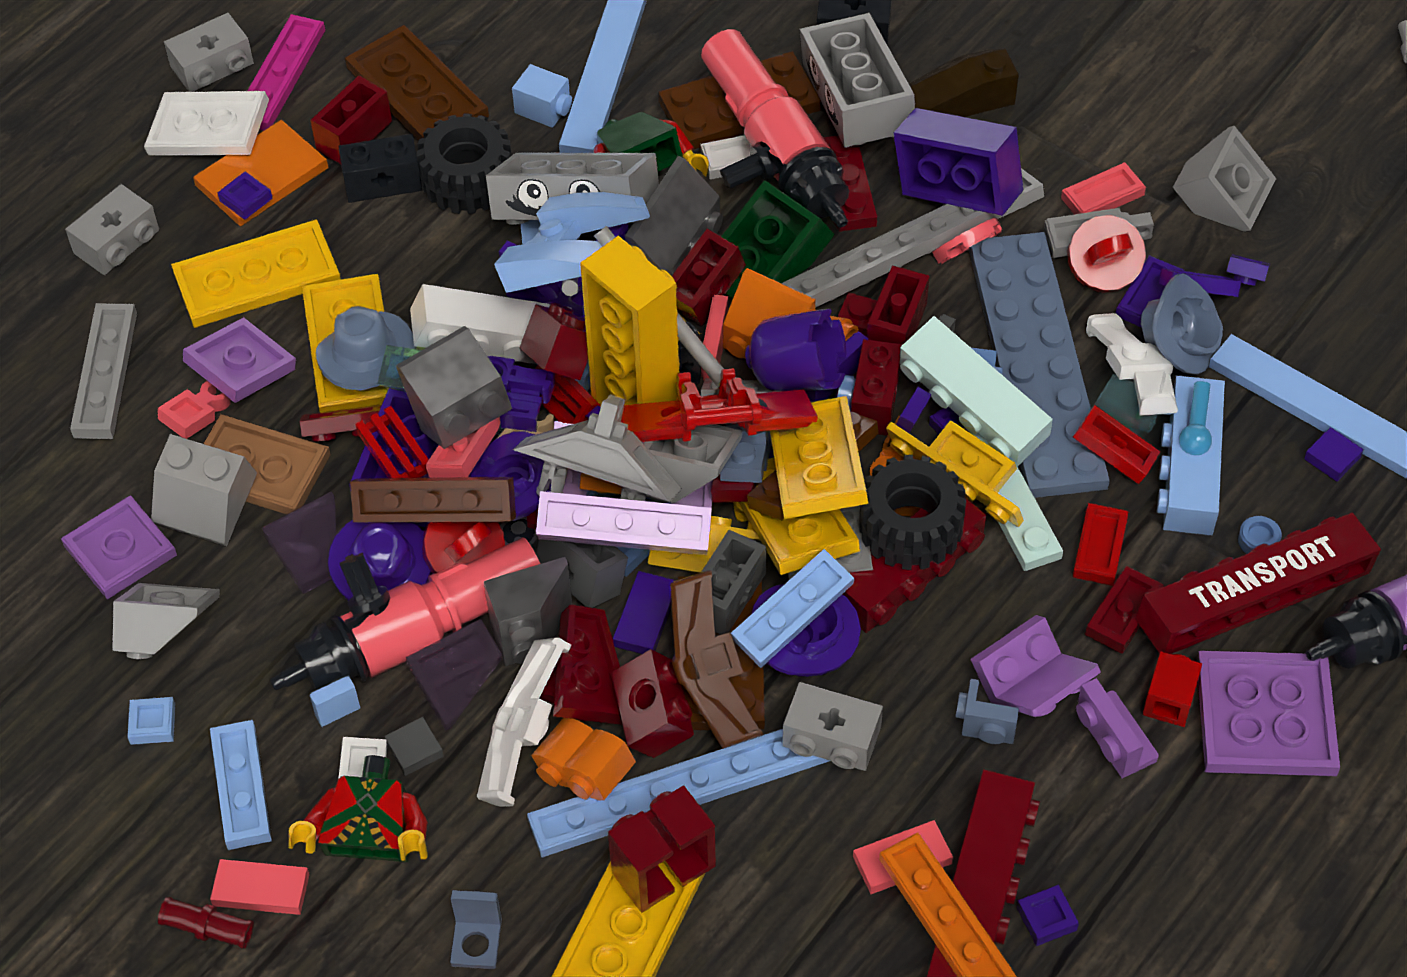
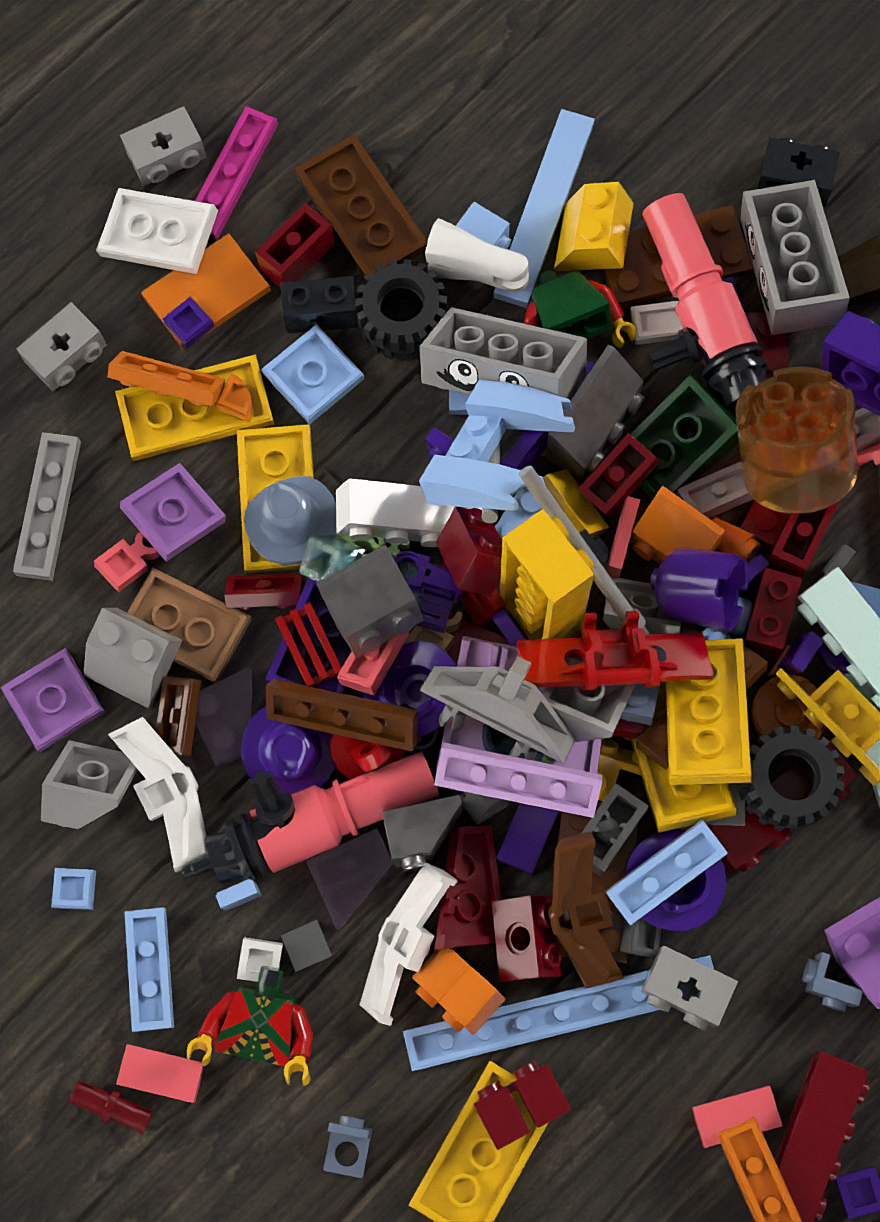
camera: 10 degrees right, 20 degrees up
(224, 242) = (165, 378): none -> orange plate
(248, 610) = (166, 791): none -> white plate
(261, 541) = (182, 716): none -> reddish brown tile
(299, 256) = (236, 399): none -> orange tile
(378, 230) = (313, 374): none -> light blue plate
(536, 111) = (462, 256): none -> white piece
(656, 74) = (594, 228): none -> yellow slope
(774, 691) = (640, 939): none -> dark grey tile
(878, 215) = (797, 440): none -> clear orange brick

